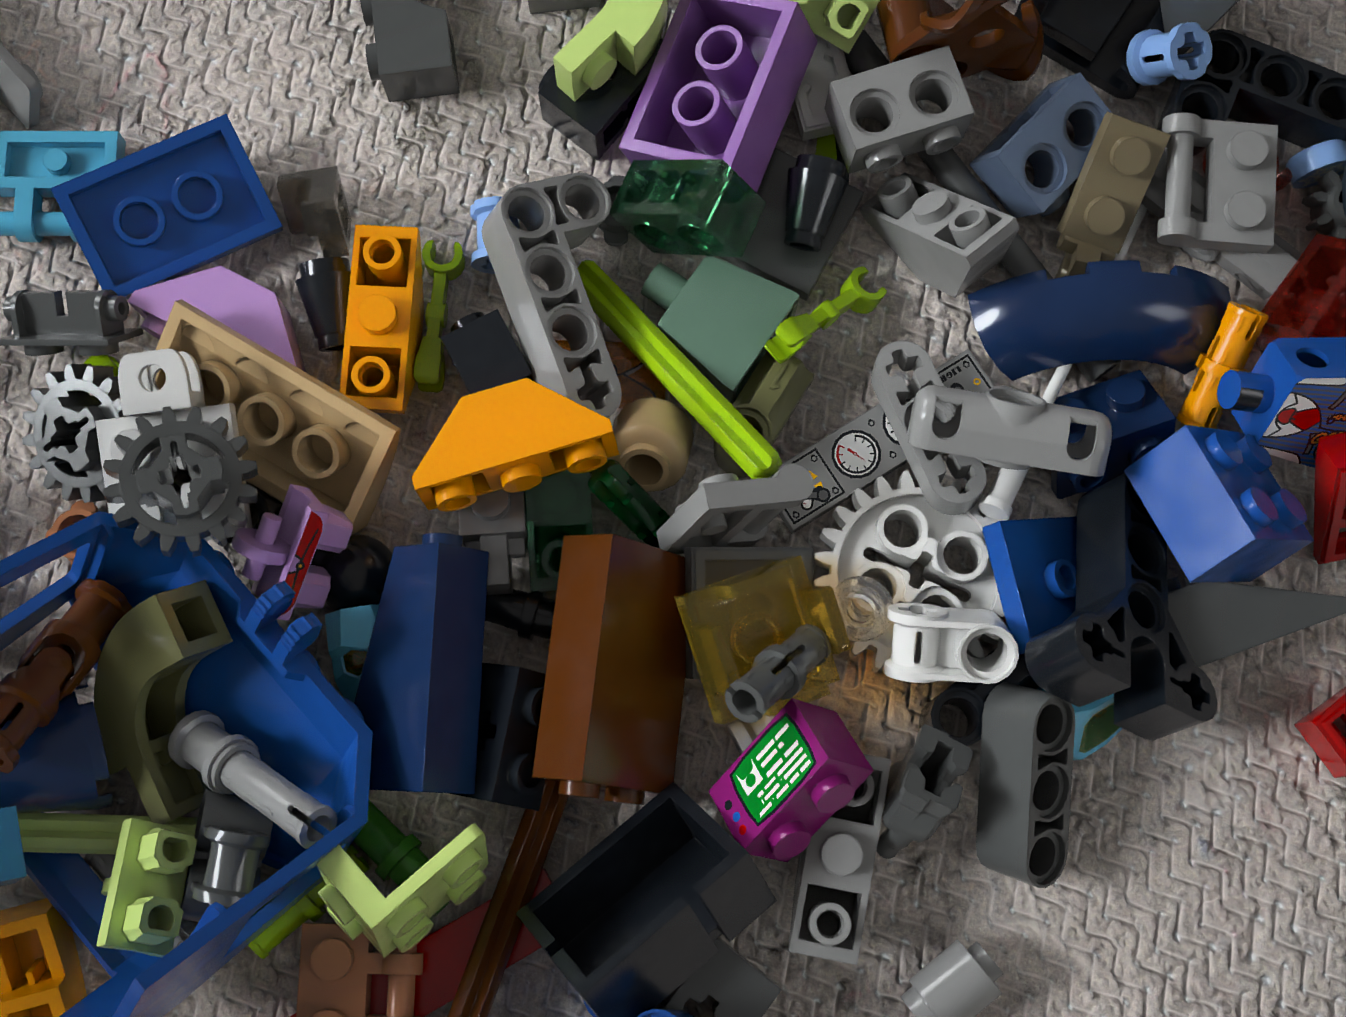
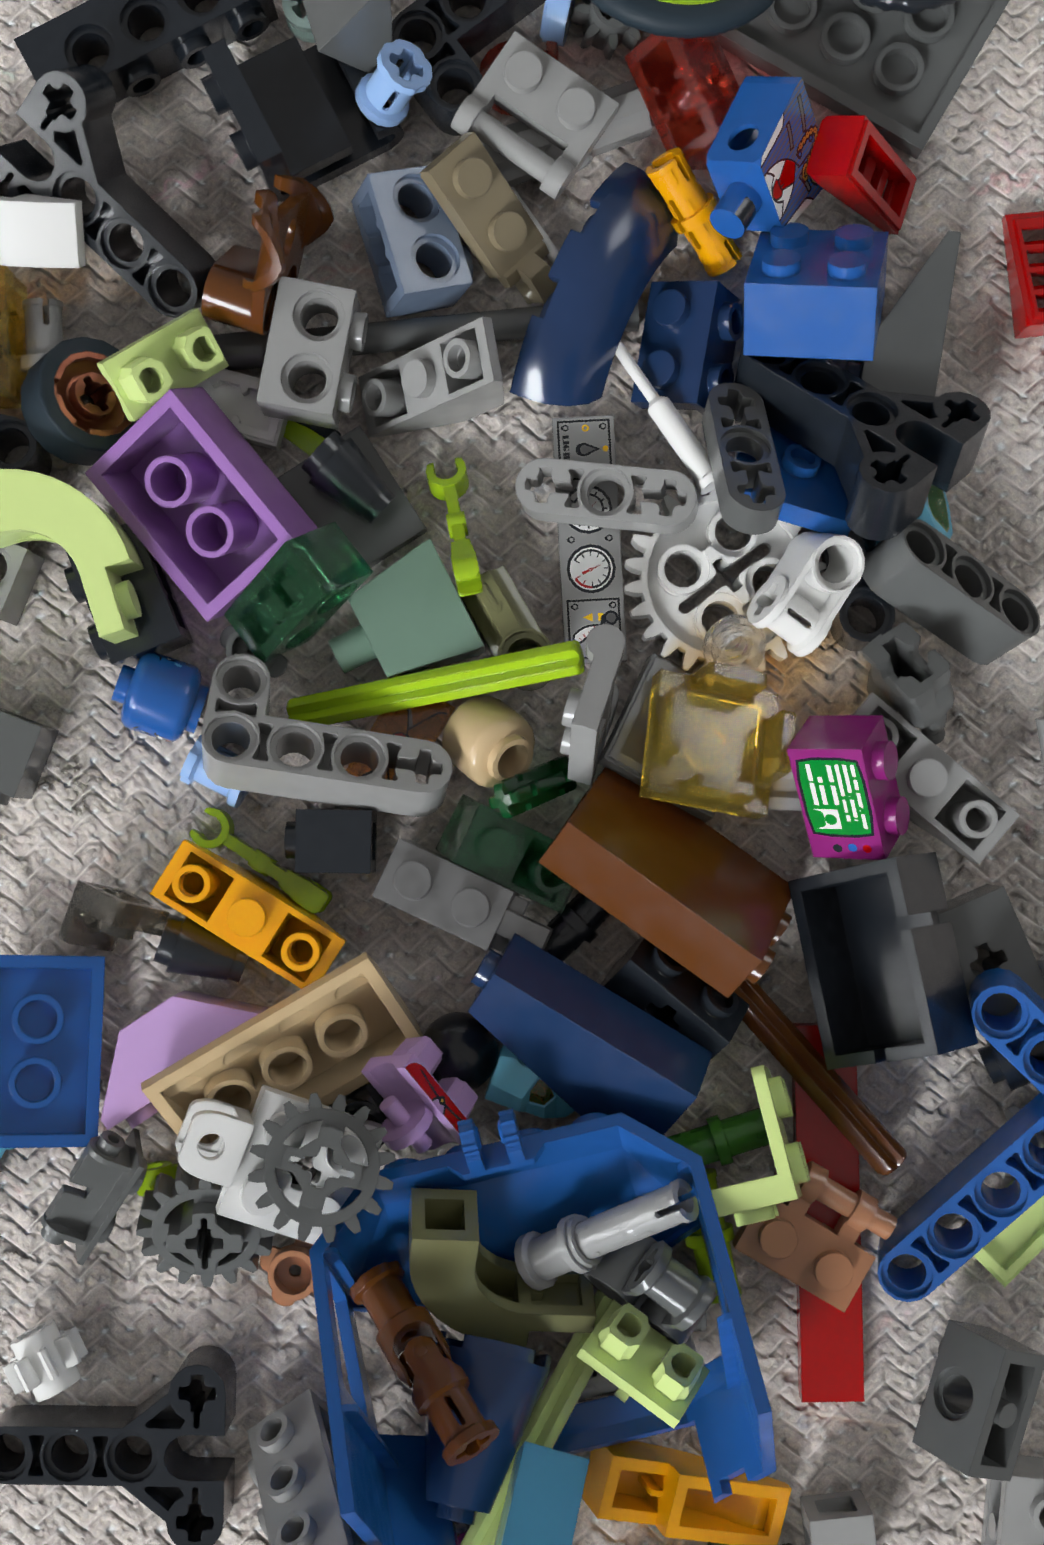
camera: 55 degrees left, 10 degrees up
(508, 443) = (435, 865): light orange slope -> none
(532, 146) = (160, 696): none -> blue head
(777, 673) = (769, 772): dark grey pin -> none
(1011, 430) = (658, 431): light grey piece -> none
(1012, 518) = (731, 477): none -> dark grey beam

